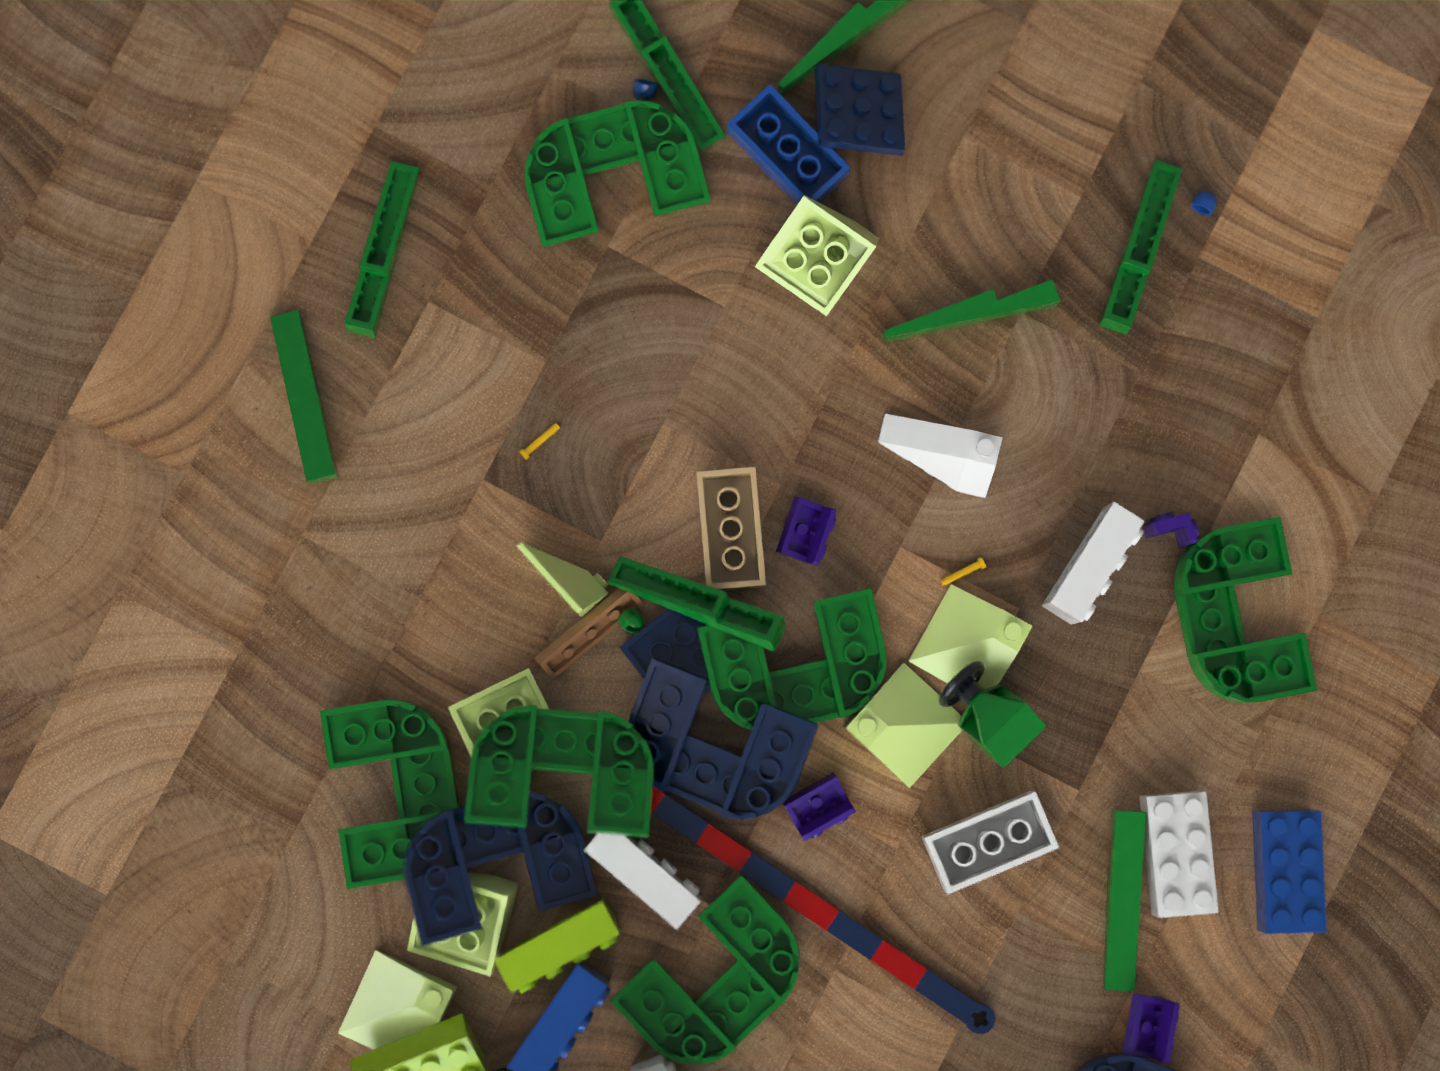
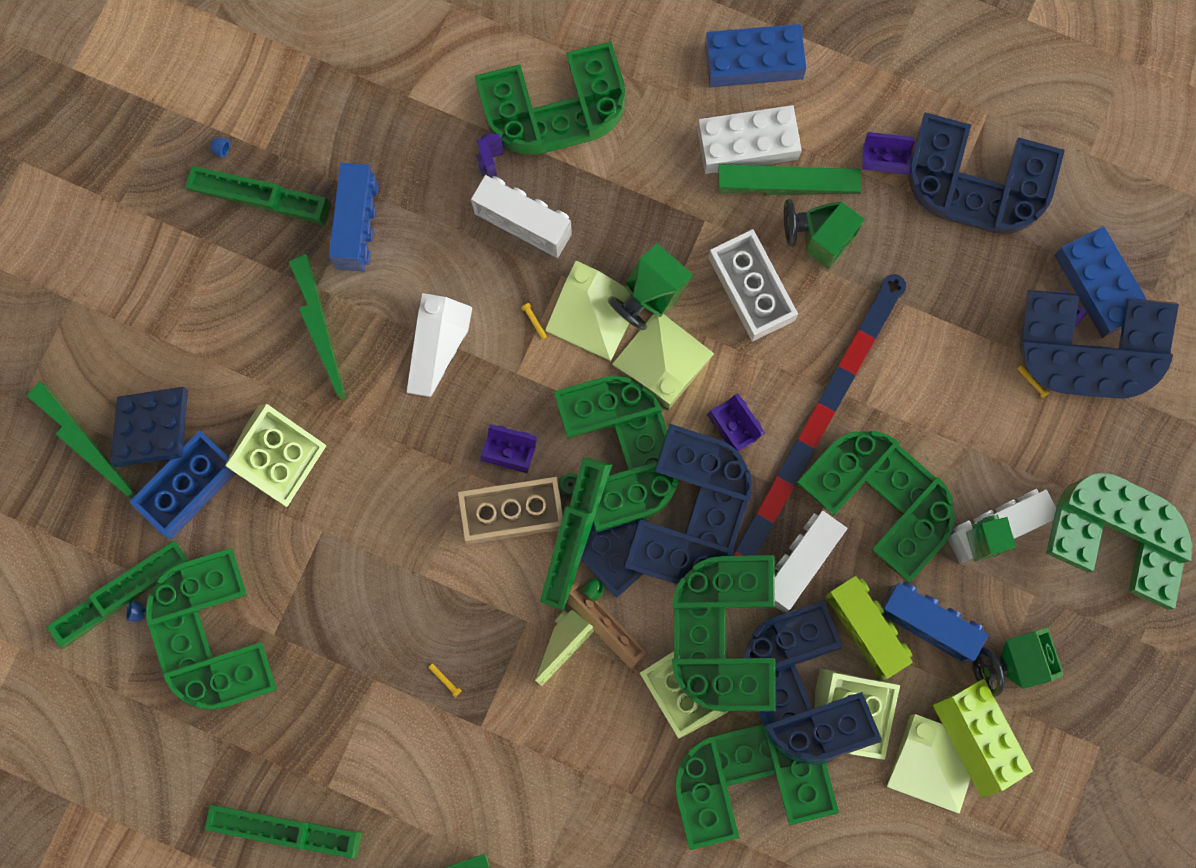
camera: 90 degrees left, 5 degrees down
(762, 594) = (564, 481): none -> green plate
(1055, 940) = (826, 229): none -> green piece
(1103, 359) = (353, 217): none -> blue brick

